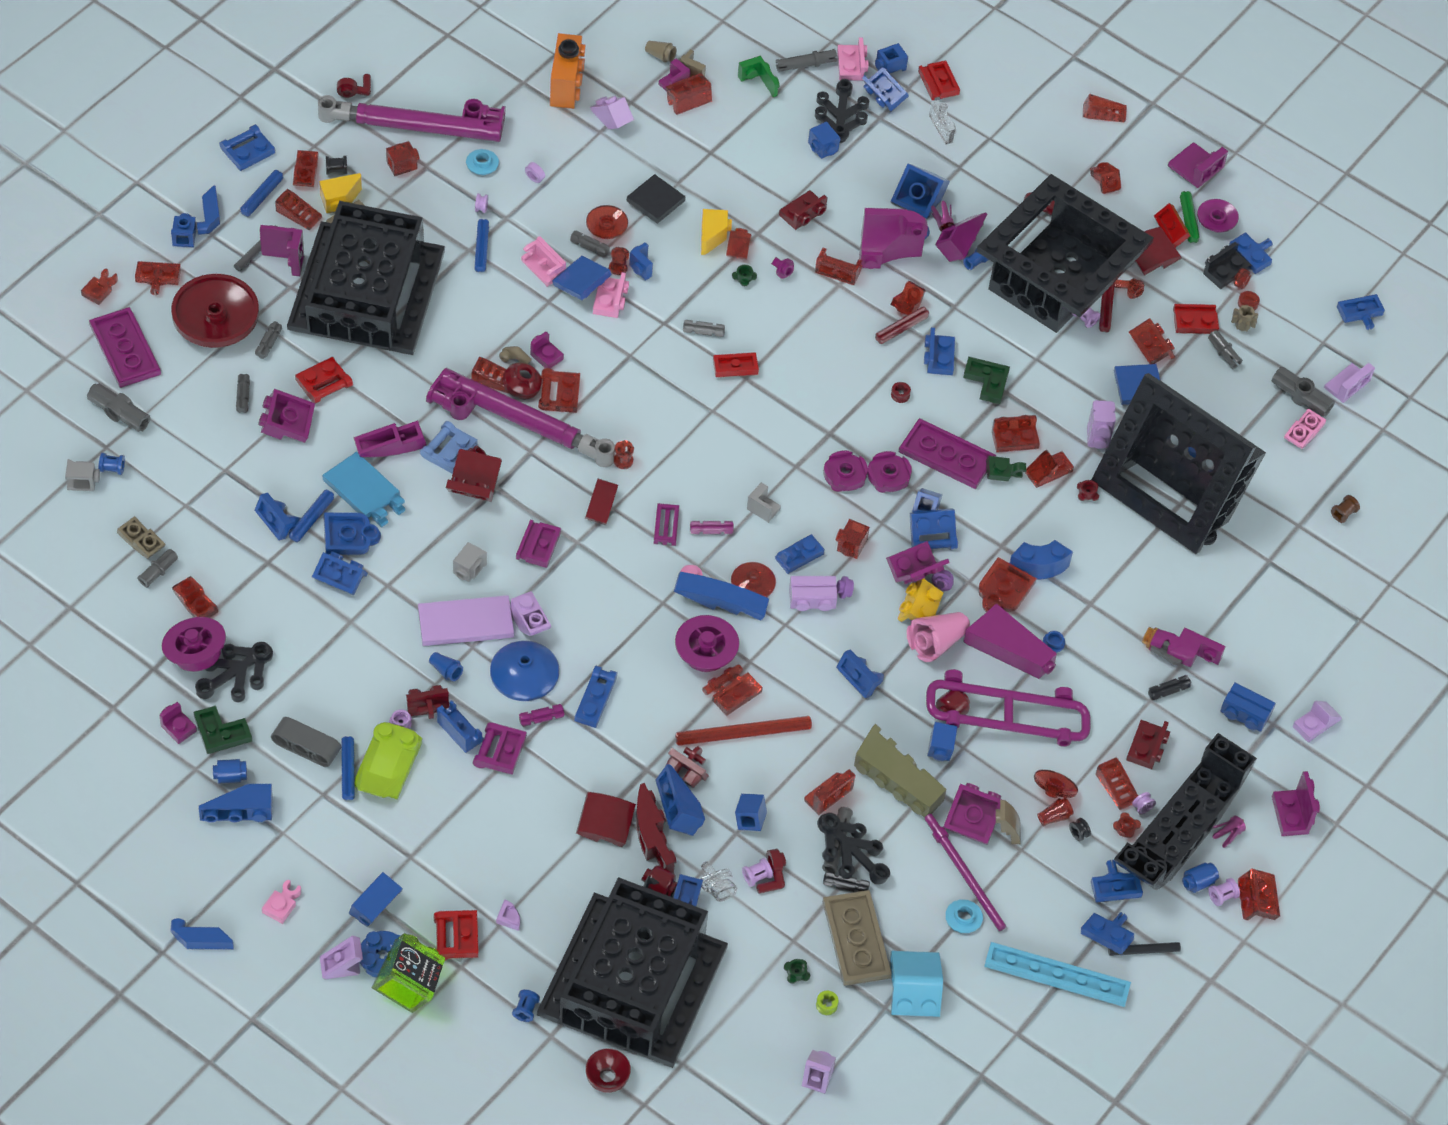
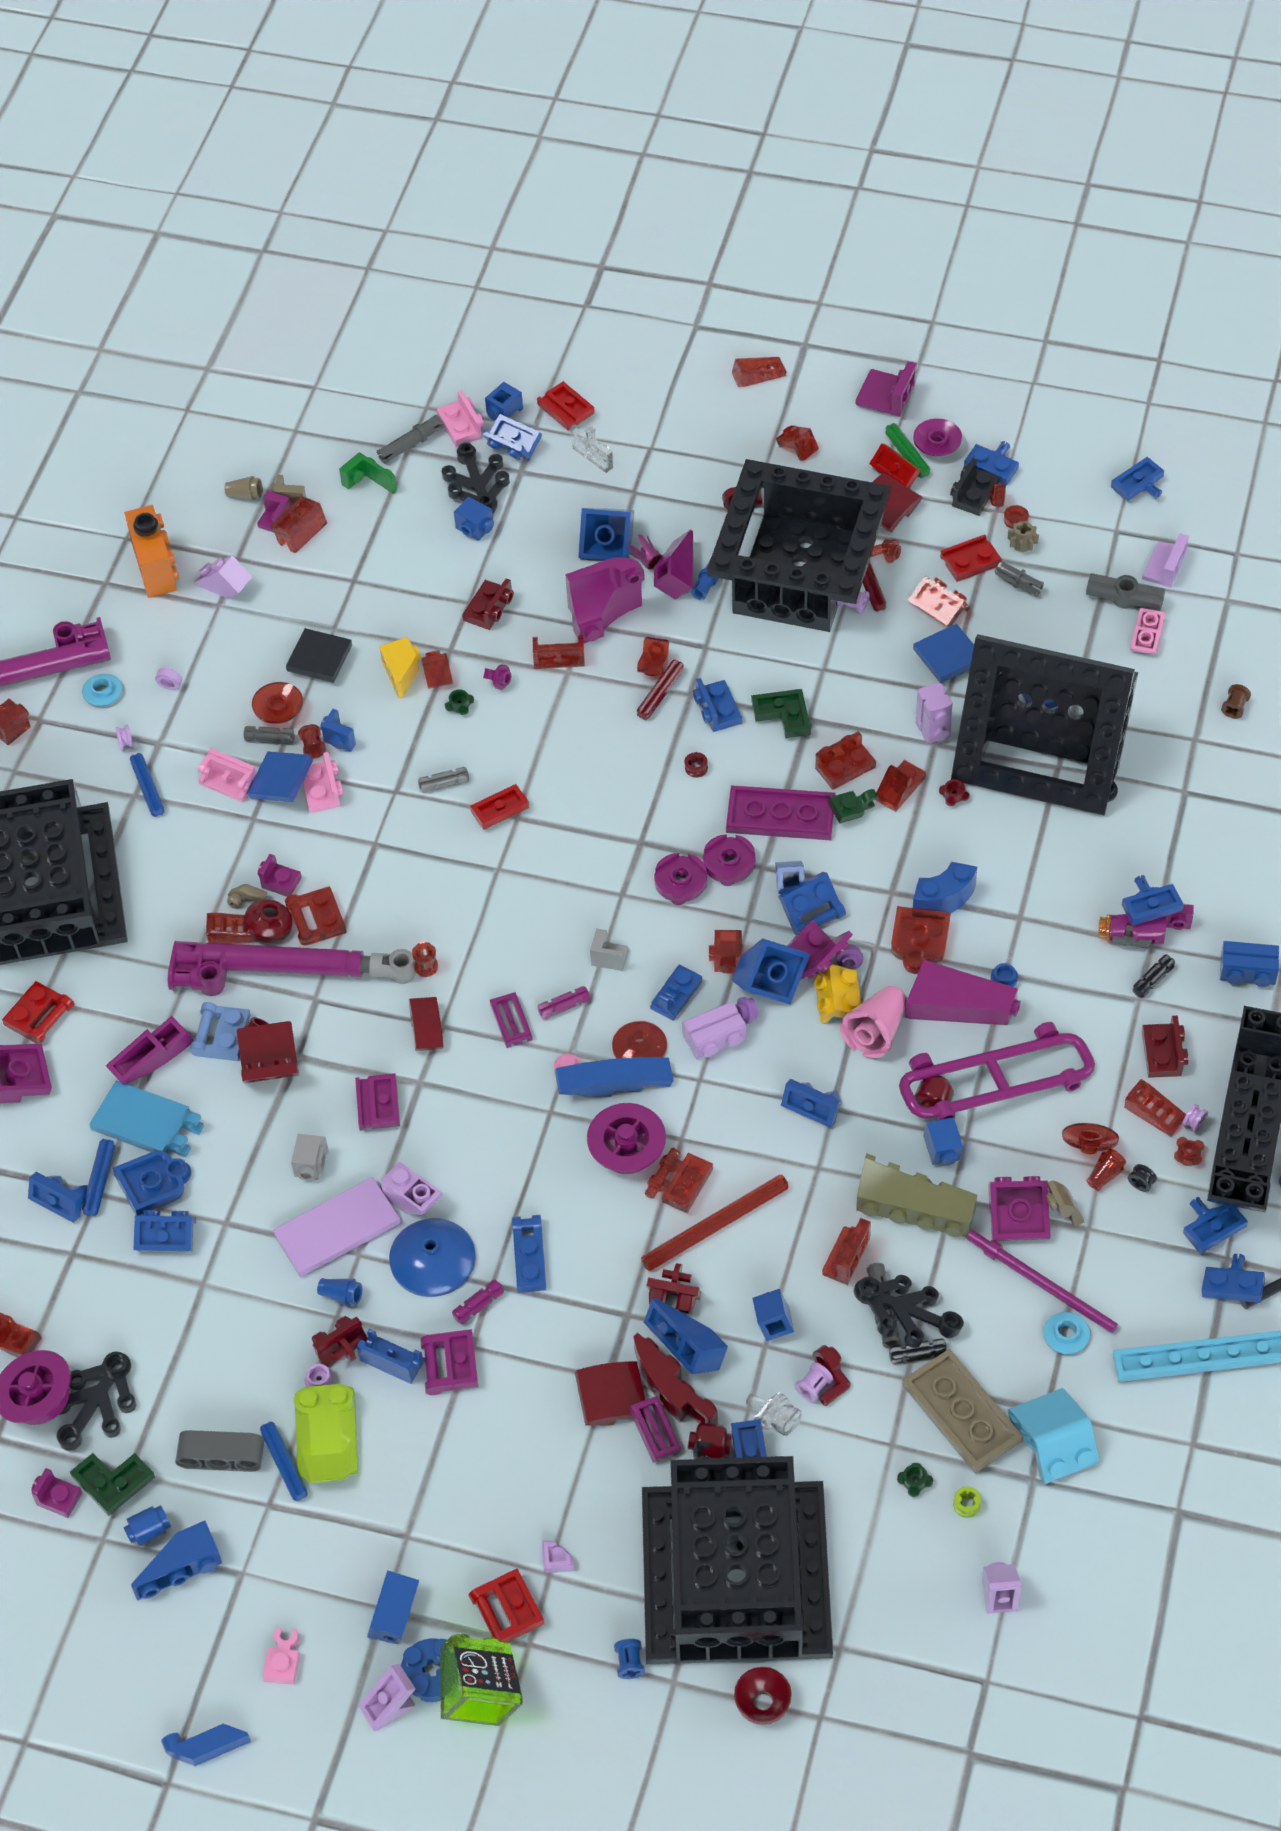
camera: 15 degrees left, 0 degrees up
(615, 856) = (645, 1434): none -> magenta tile
(876, 565) = (771, 970): none -> blue slope
(1192, 631) = (1151, 902): none -> blue plate

